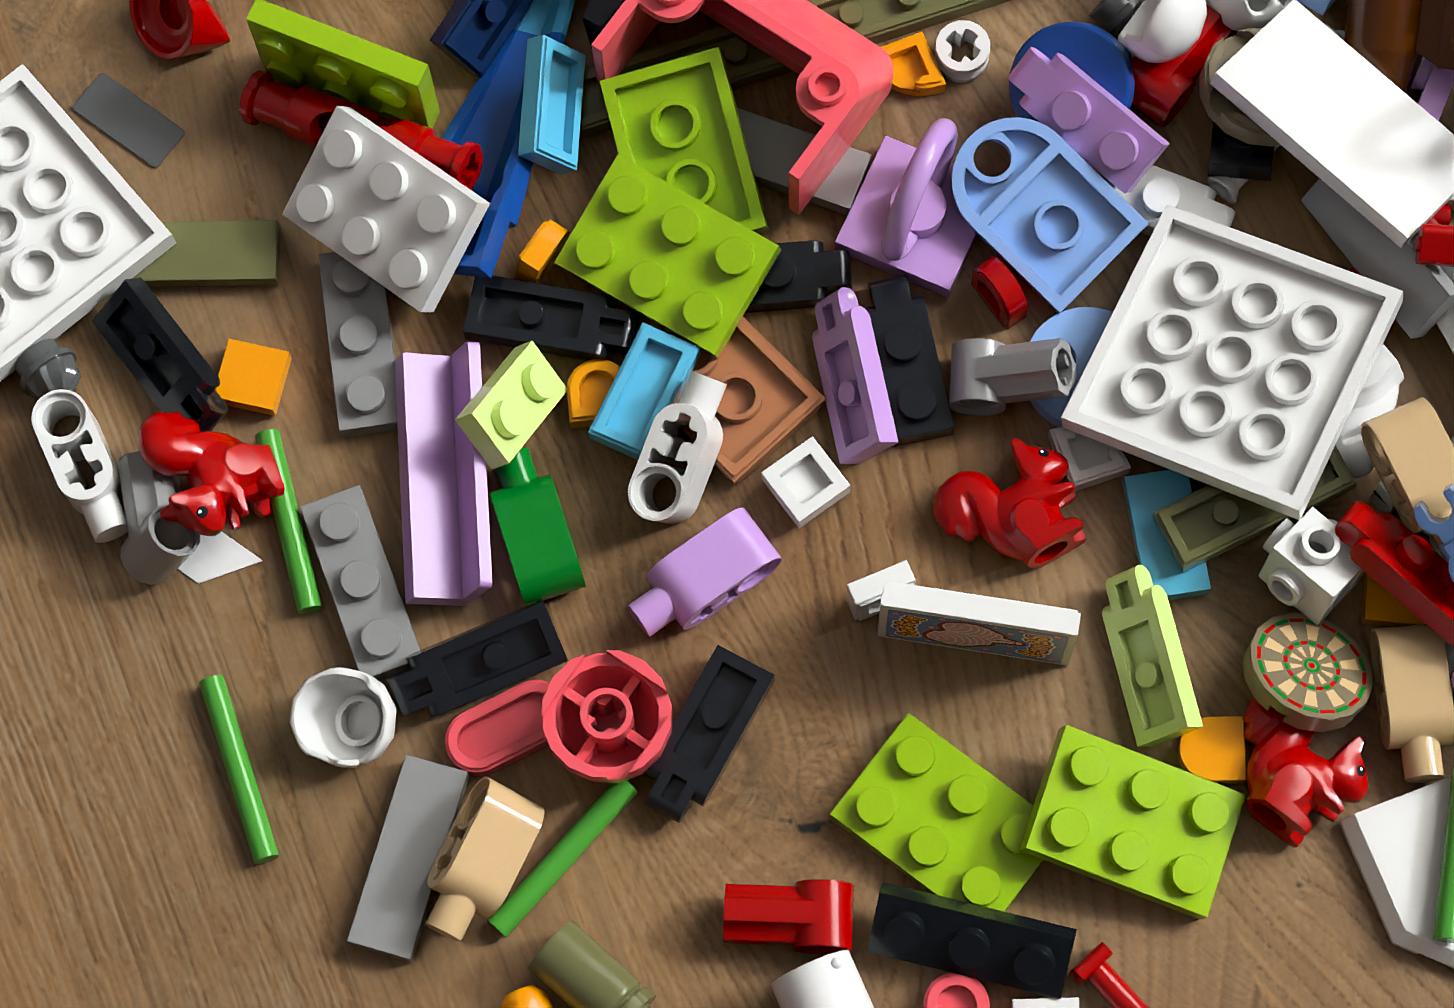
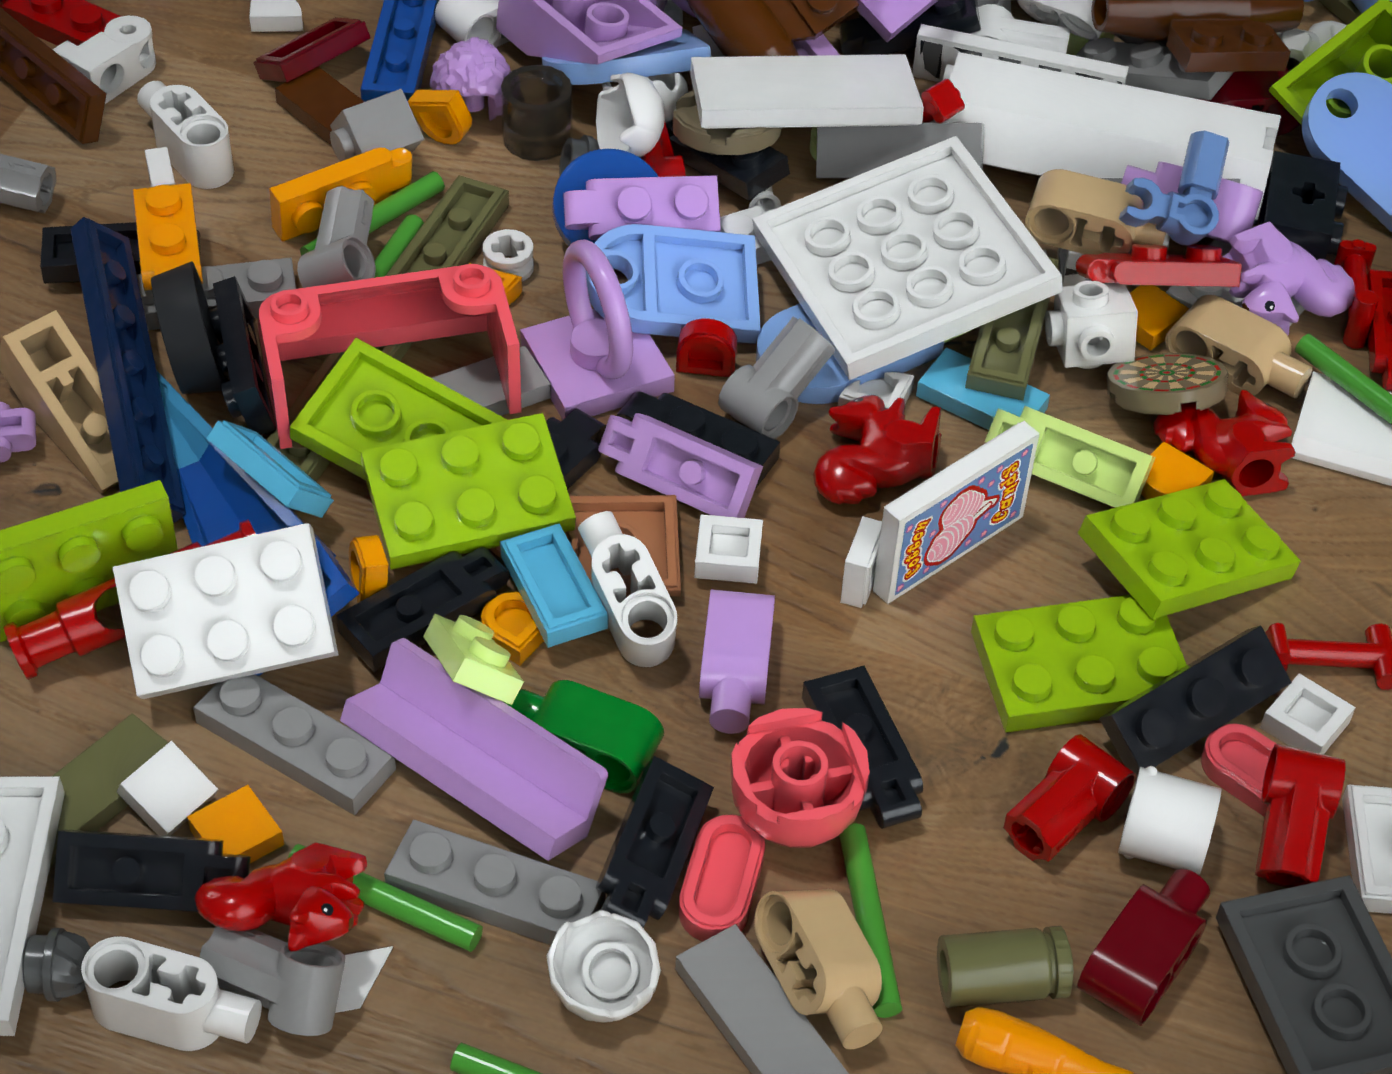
camera: 55 degrees left, 25 degrees down
(237, 305) = (167, 790): none -> white tile

